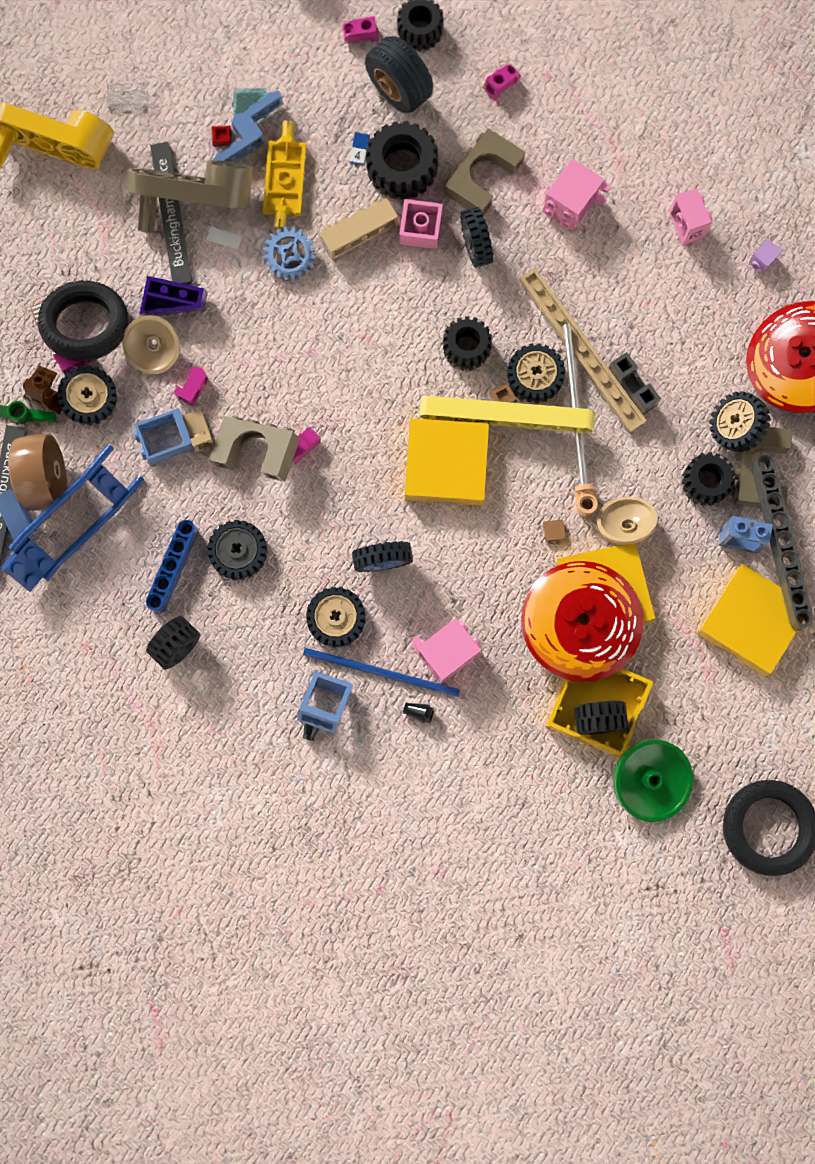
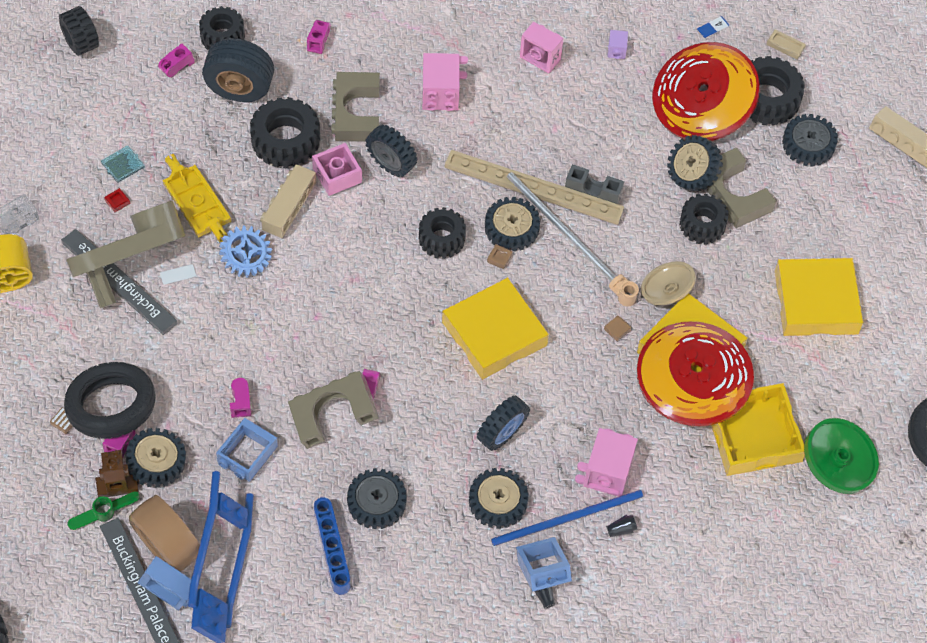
camera: 40 degrees left, 20 degrees down
(139, 347) = (197, 385): tan dish -> none
(171, 297) = (172, 339): dark purple wedge -> none
(173, 642) = (382, 598): black tyre -> none
(198, 431) = (282, 431): tan bracket -> none
(245, 127) = (139, 181): medium blue bracket -> none
(359, 148) = (239, 146): sticker -> none
(508, 414) = (517, 262): light yellow beam -> none
(601, 717) = (766, 432): black tyre -> none
(739, 535) = (763, 240): medium blue window -> none
(779, 551) = (796, 225): dark grey beam -> none

